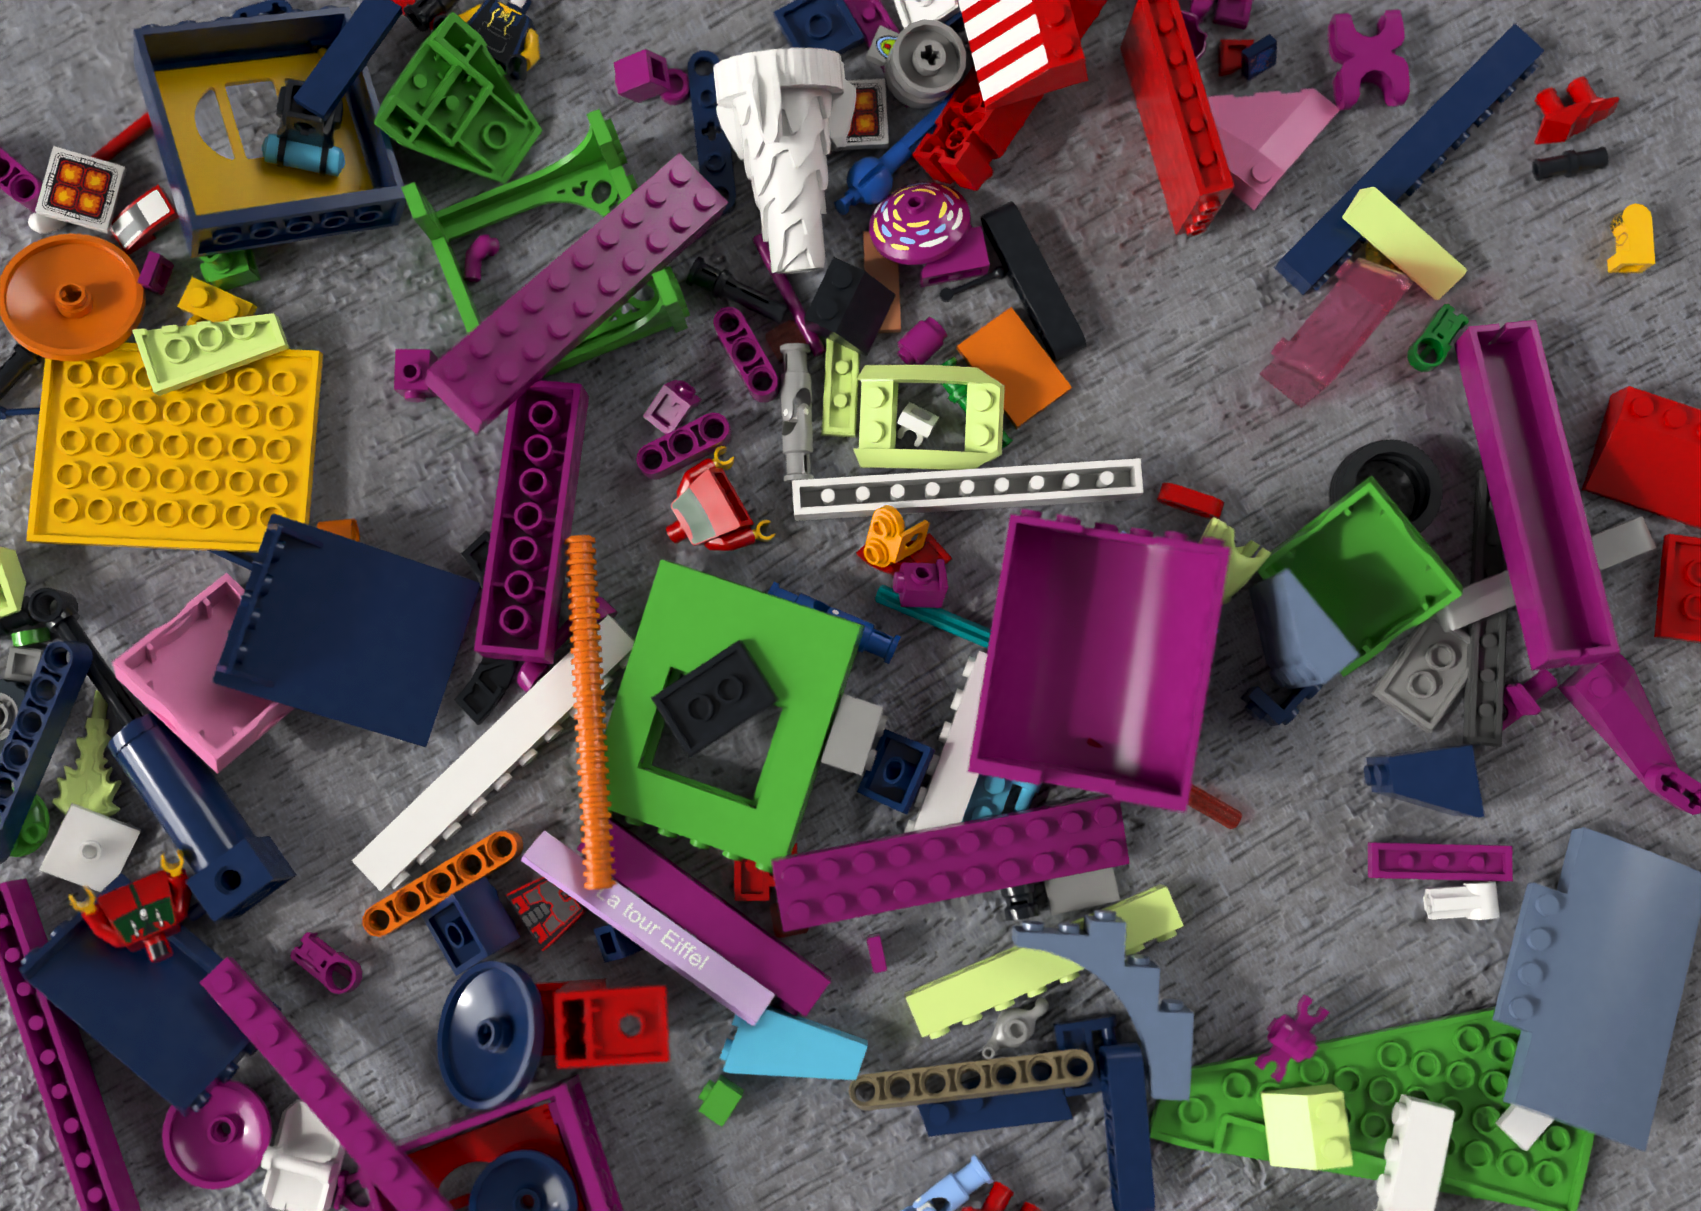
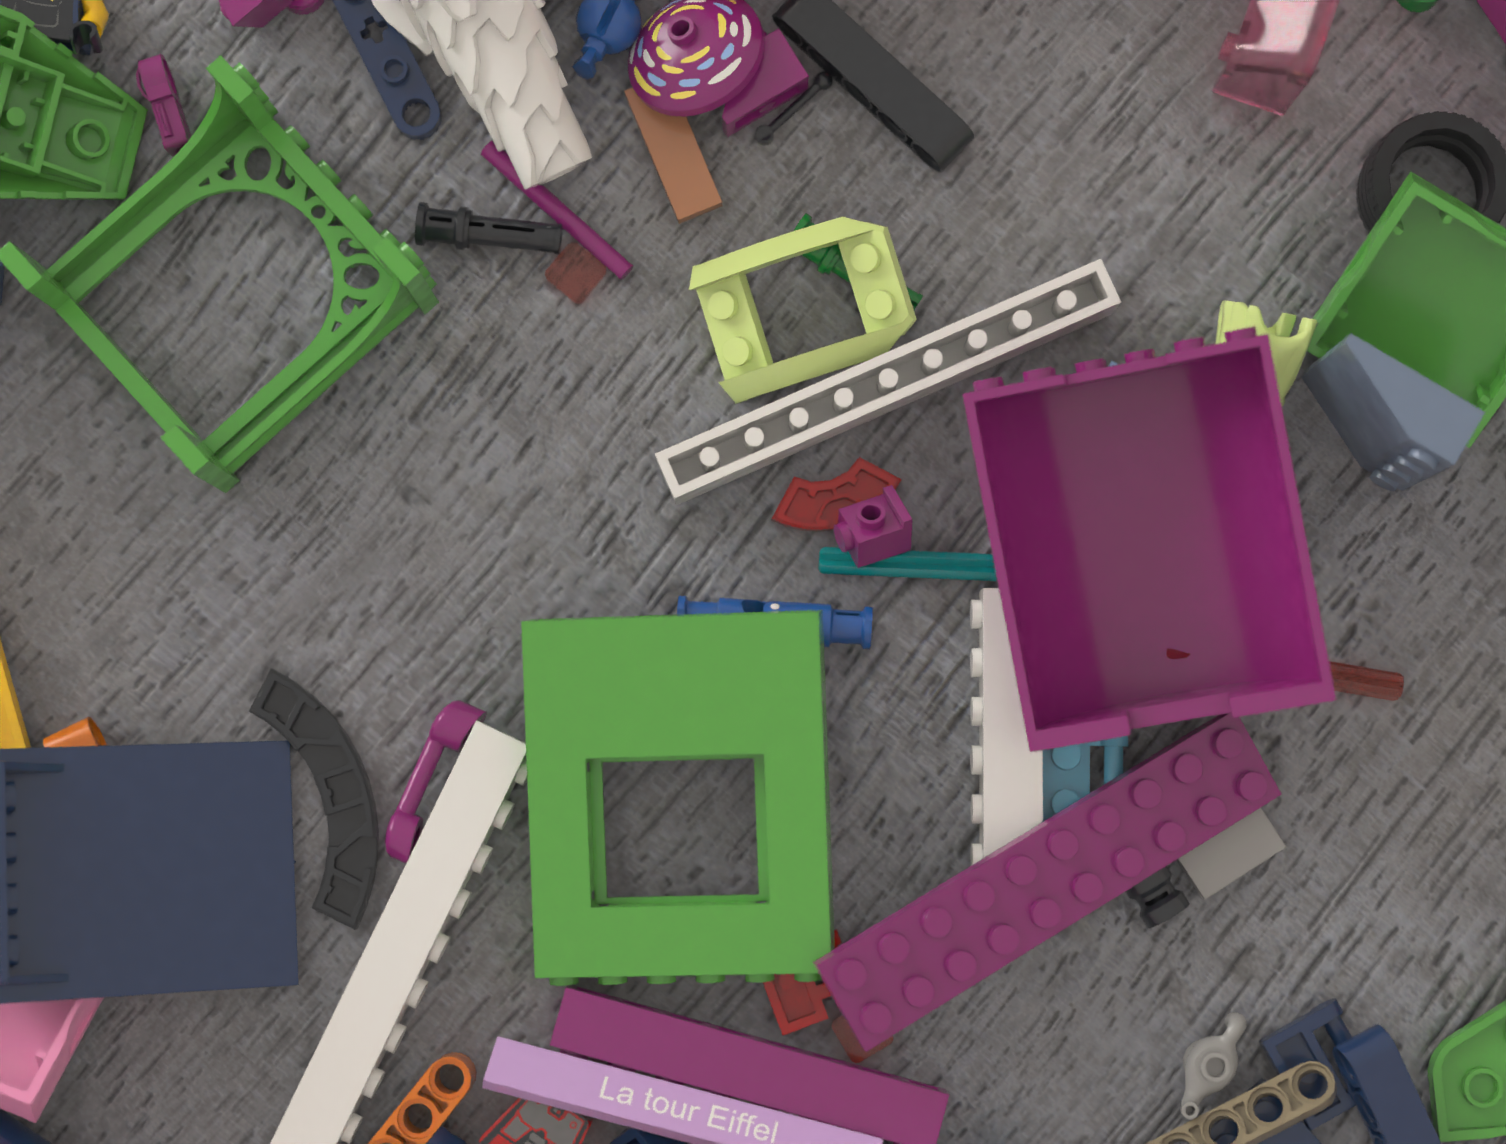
camera: 20 degrees left, 0 degrees up
(411, 372) = (100, 495): magenta brick -> none
(475, 254) = (120, 305): magenta arm -> none
(530, 523) = (330, 633): magenta brick -> none
(555, 128) = (164, 101): none -> magenta piece
(575, 294) = (278, 312): magenta brick -> none
(589, 711) = (501, 857): orange piece -> none
(666, 446) = (501, 437): magenta beam -> none
(672, 405) = (457, 414): magenta bracket -> none
(711, 509) = (561, 531): torso -> none
(715, 698) = (661, 779): black tile -> none
(744, 338) = (519, 289): magenta beam -> none
(796, 437) = (612, 327): light grey piece -> none
(840, 391) = (663, 282): yellowish green tile -> none
(849, 307) = (644, 198): black slope -> none
(853, 735) = (860, 759): light grey brick -> none
(876, 953) = (994, 1034): magenta tile -> none
(888, 540) = (809, 484): light orange bracket -> none
(896, 771) = (932, 786): dark blue slope -> none
(917, 420) = (789, 314): white tile -> none
(921, 342) = (755, 209): magenta brick -> none
(1017, 360) = (890, 188): orange tile -> none
(1024, 970) = (1216, 962): yellowish green brick -> none
(1162, 1028) = (1404, 994): sand blue arch -> none
(1190, 501) = (1185, 290): red beam -> none
(1263, 707) = (1379, 525): dark blue bracket -> none

